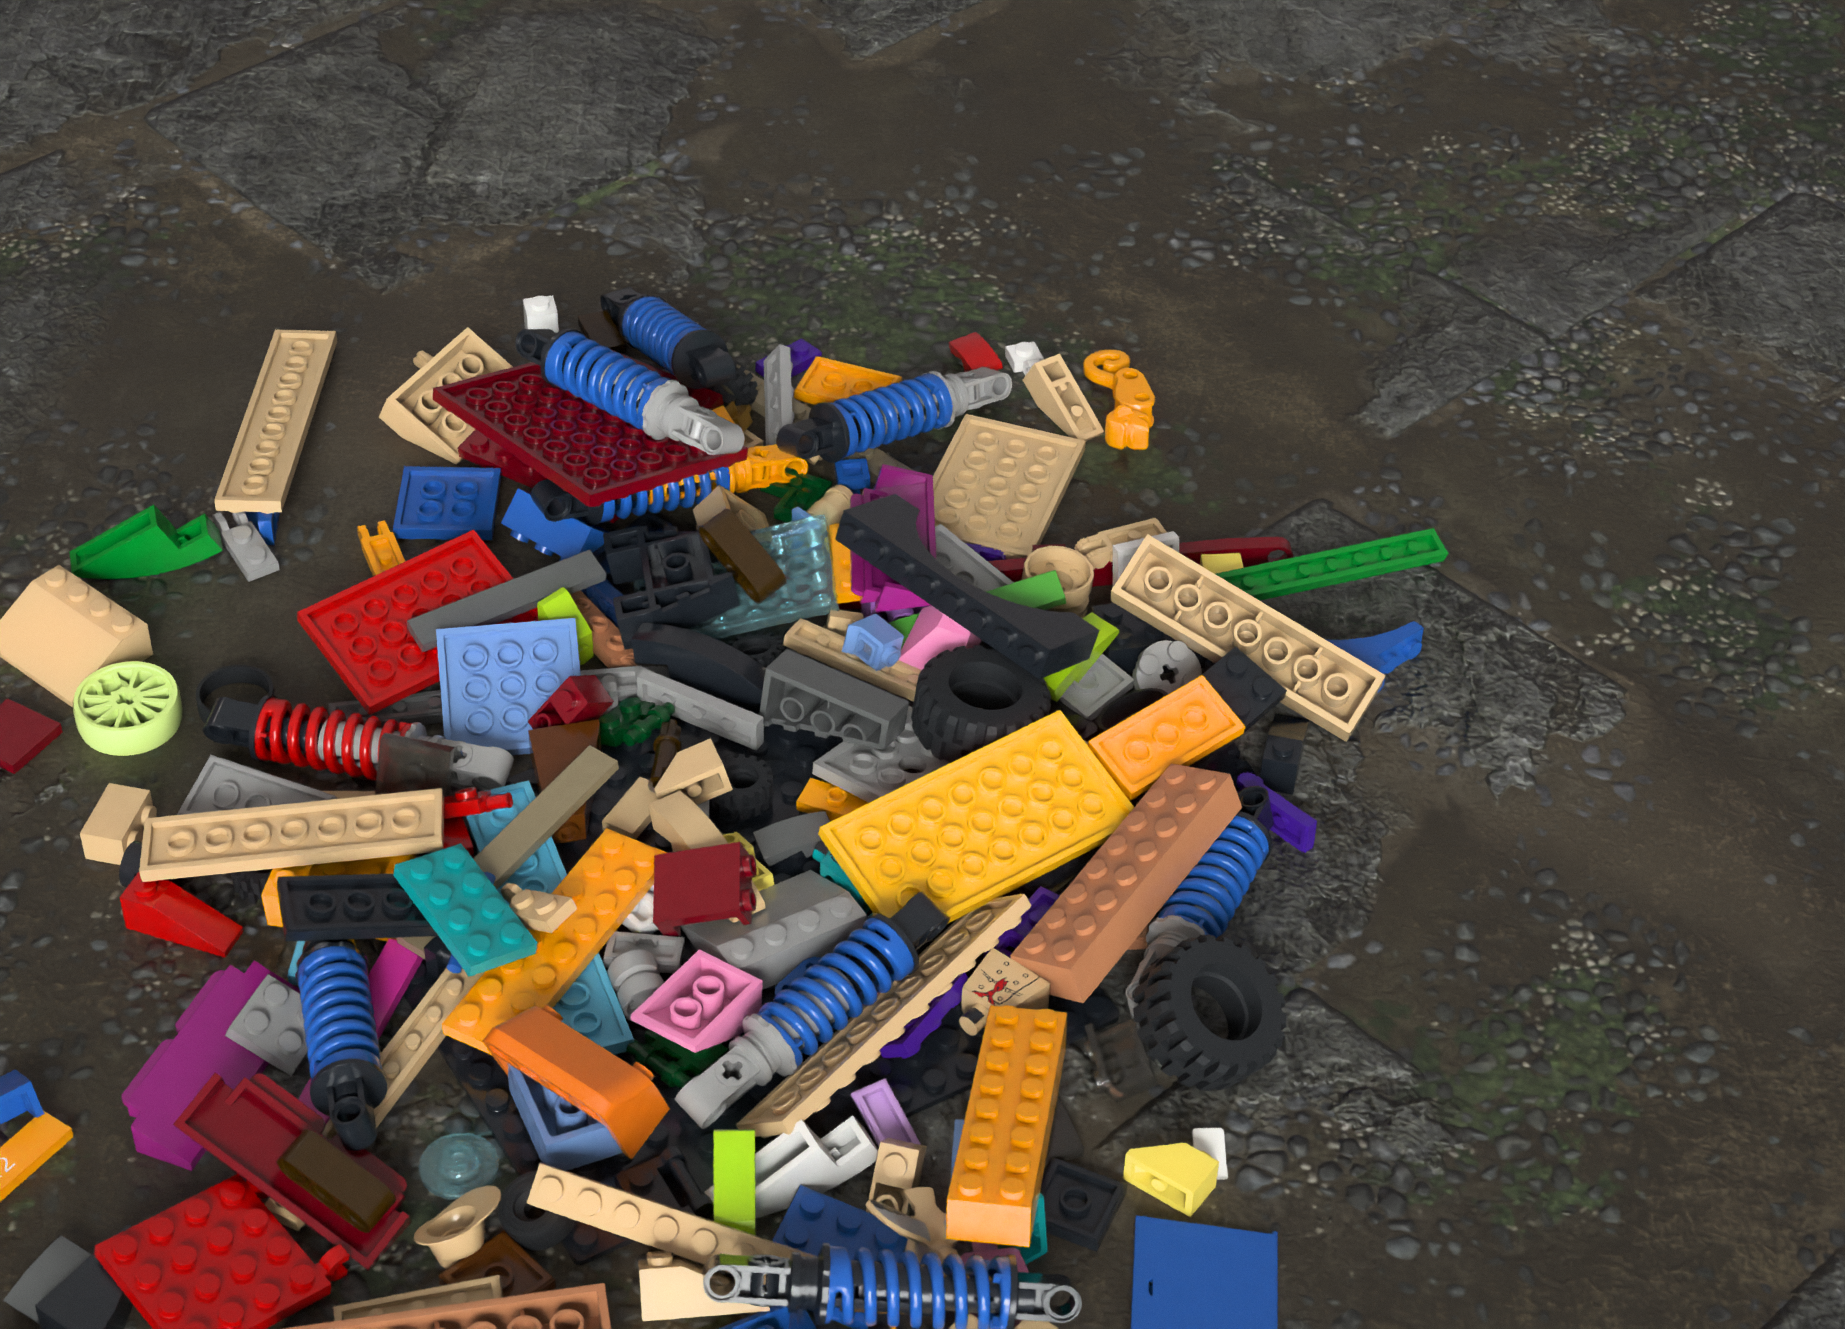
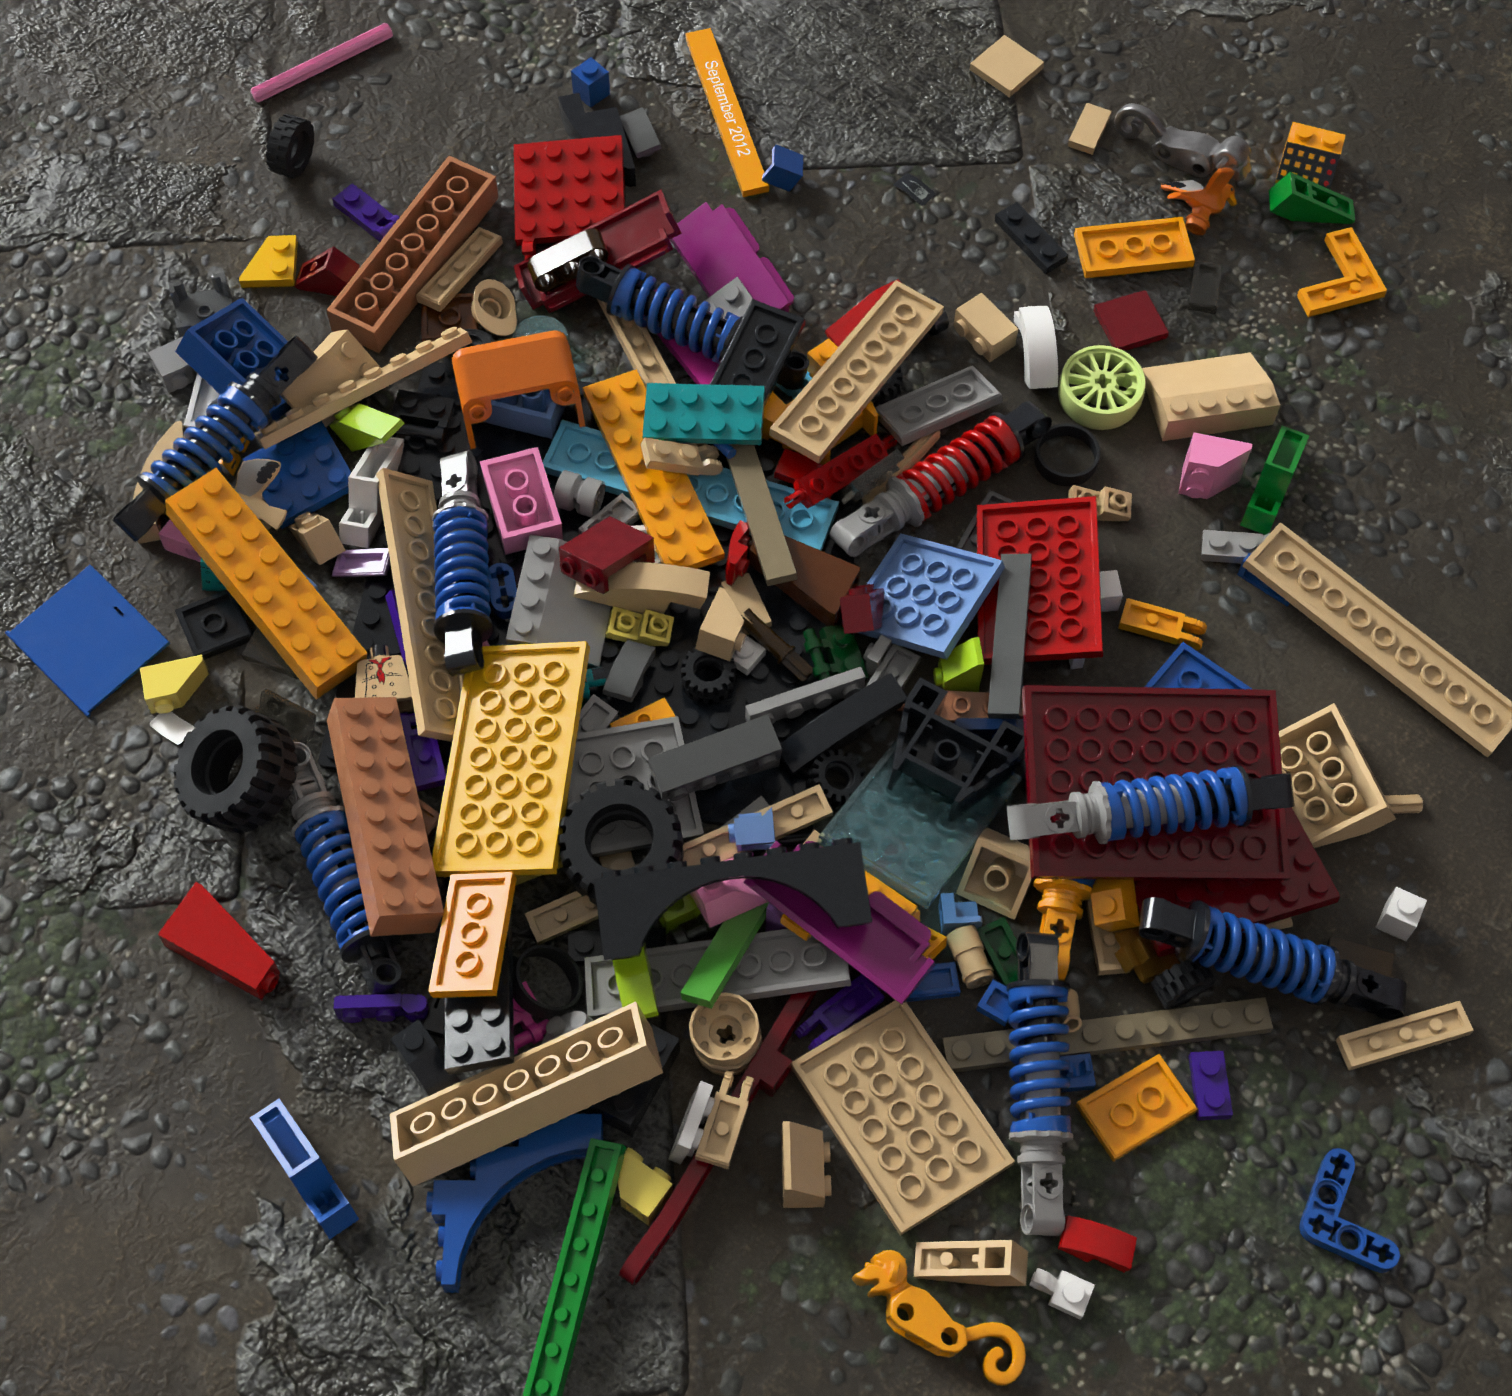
camera: 130 degrees right, 20 degrees up
(105, 761) = (1039, 346): none -> white arch
(178, 581) = (1212, 465): none -> bright pink slope
(275, 652) = (1111, 502): none -> tan slope
(579, 836) = (737, 554): none -> red slope
(616, 276) = (1404, 1035): none -> tan plate
(742, 556) = (912, 792): dark brown beam -> none
(777, 392) = (1141, 1012): light grey plate -> none
(792, 280) = (1329, 1218): none -> blue beam
(1104, 505) = (804, 1166): none -> tan slope
(1357, 954) = (215, 941): none -> red slope
(1447, 766) = (304, 1168): none -> blue slope

